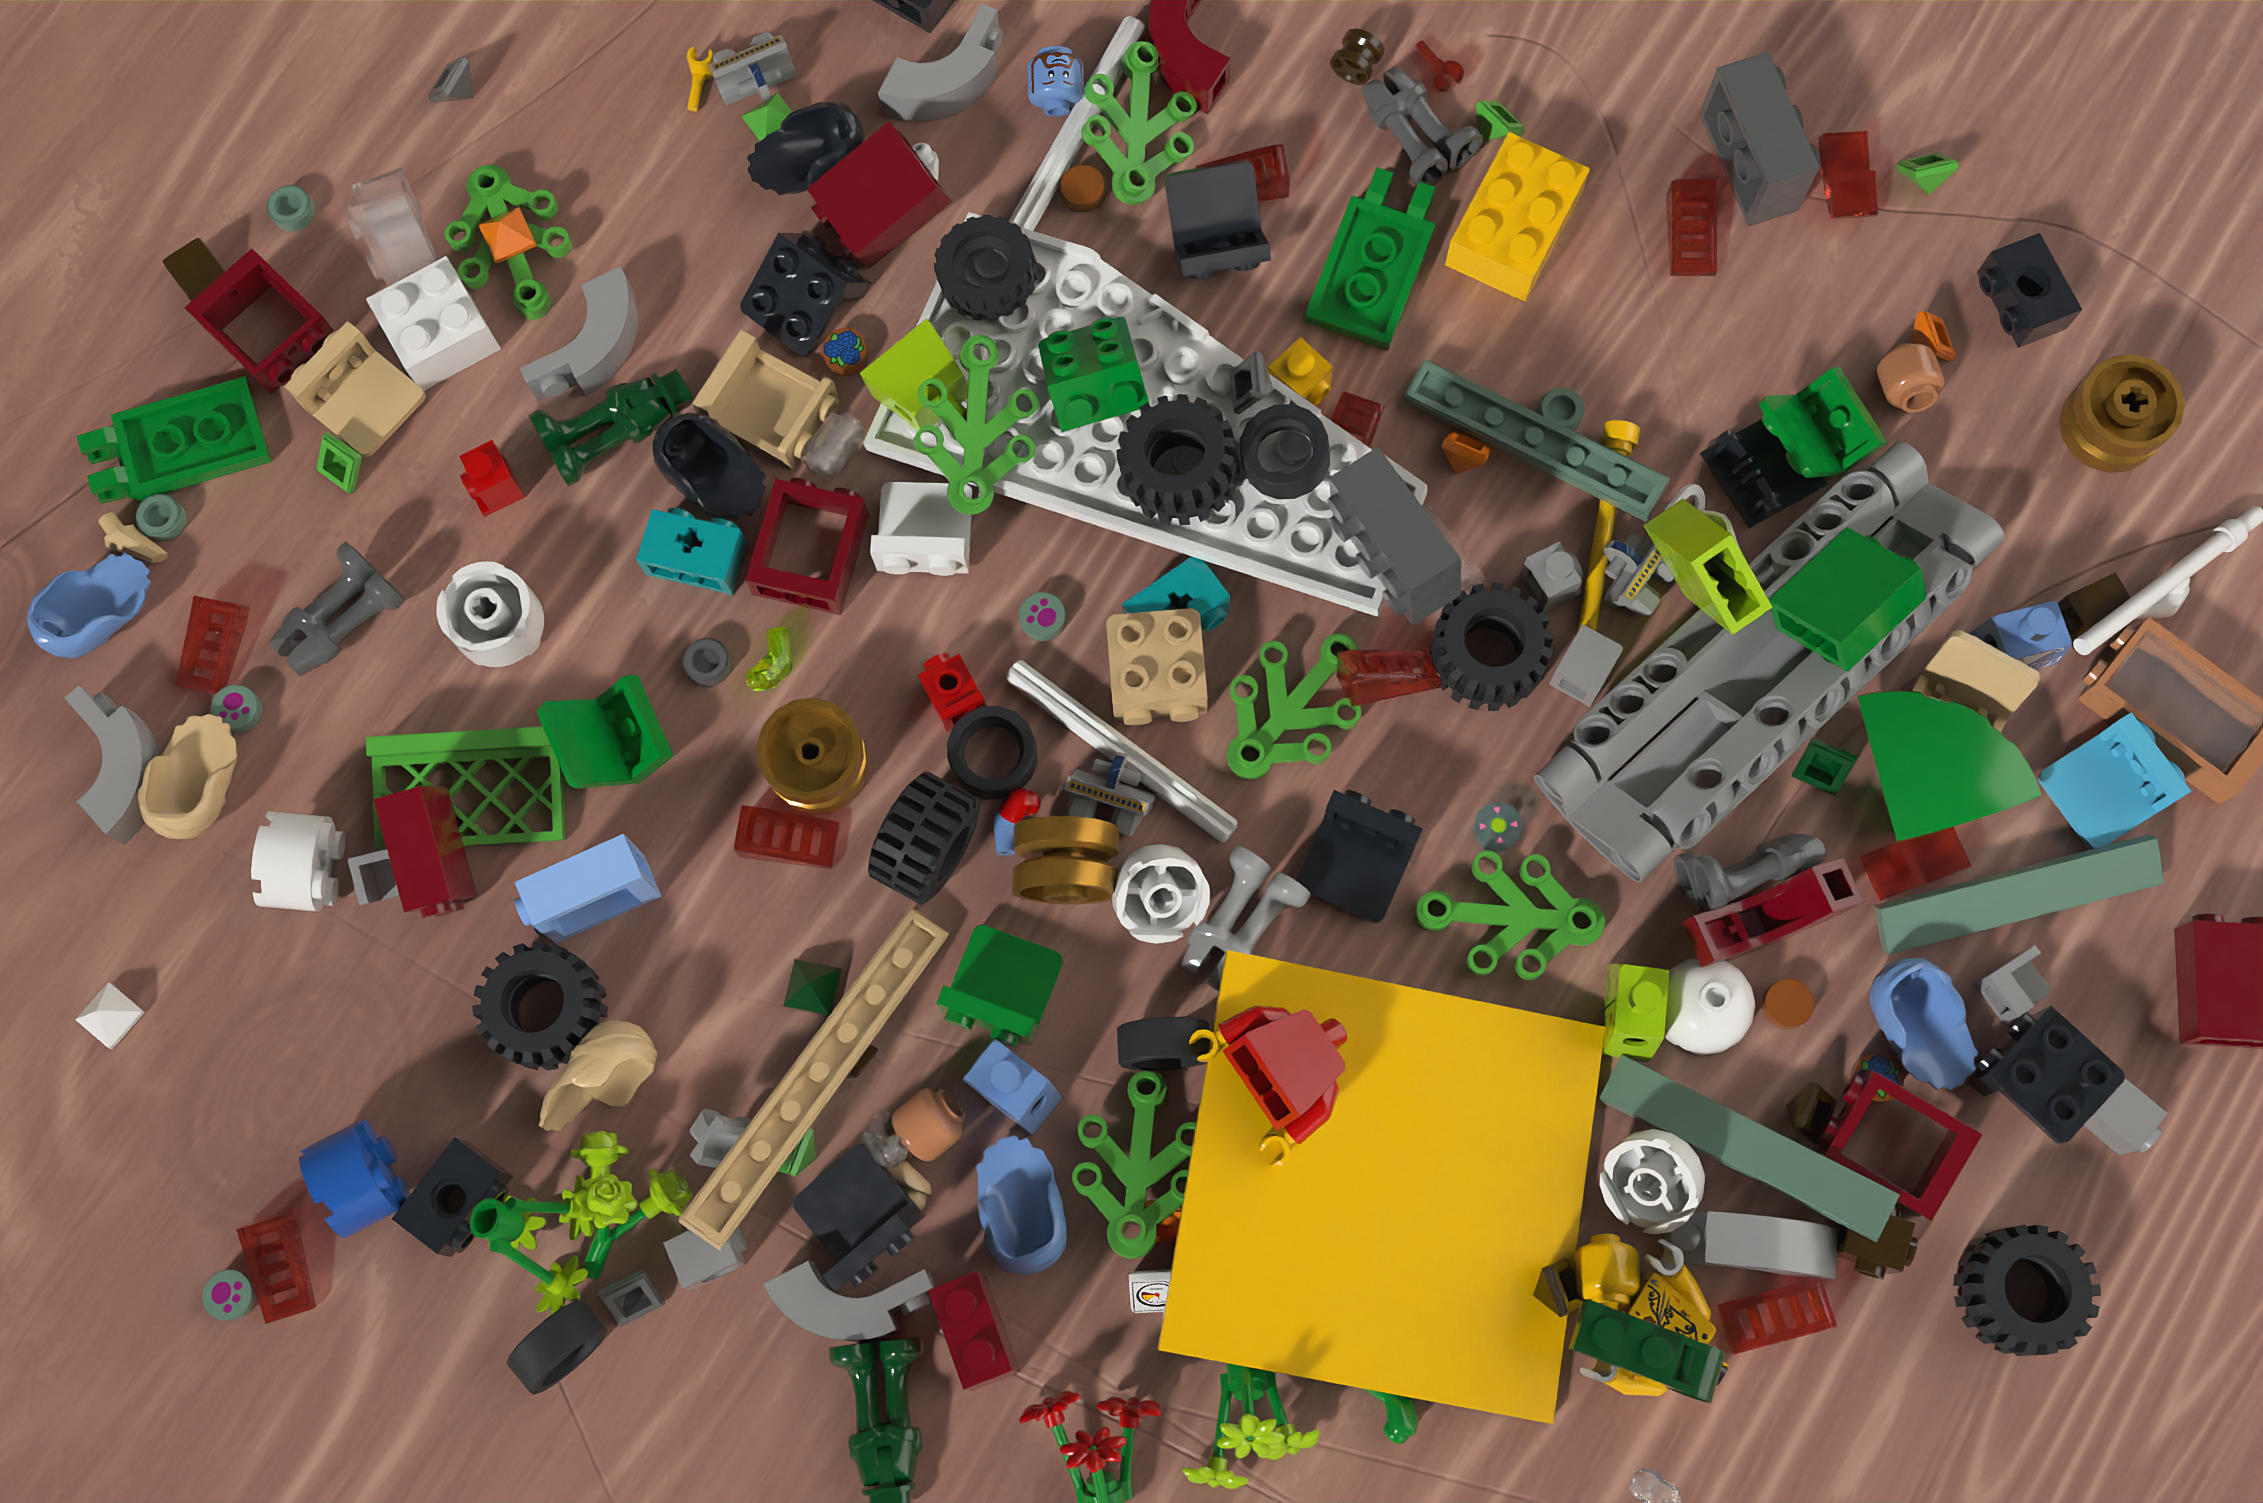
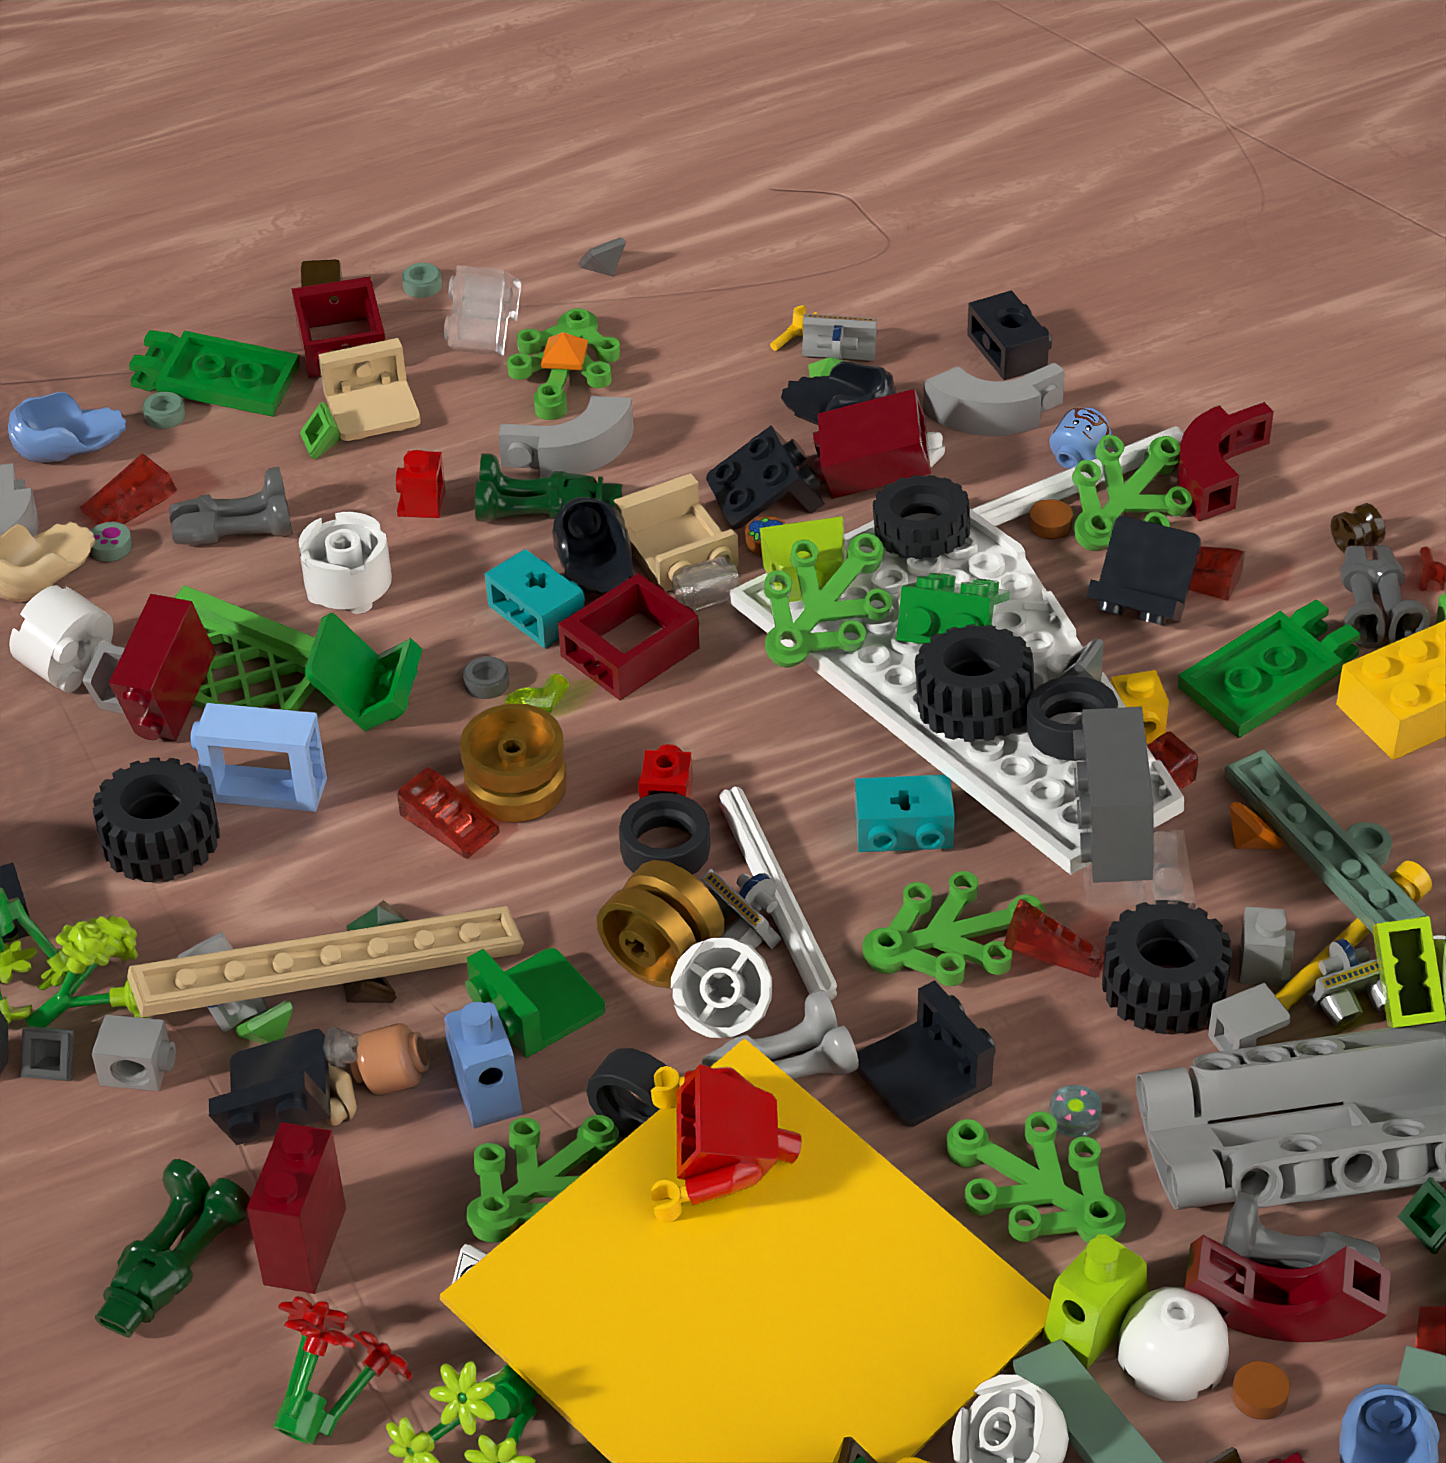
camera: 30 degrees right, 30 degrees down
(130, 540) = (130, 411): tan bar -> none
(433, 323) = (462, 379): white brick -> none
(602, 1067) = (159, 881): tan hair -> none
(821, 1310) = (189, 1135): light grey arch -> none
(921, 530) = (727, 669): white bracket -> none
(923, 837) = (554, 847): black tyre -> none
(1020, 1207) = (415, 1158): medium blue hair -> none
(1042, 616) = (785, 773): sand green tile -> none
(1157, 666) = (848, 840): tan bracket -> none

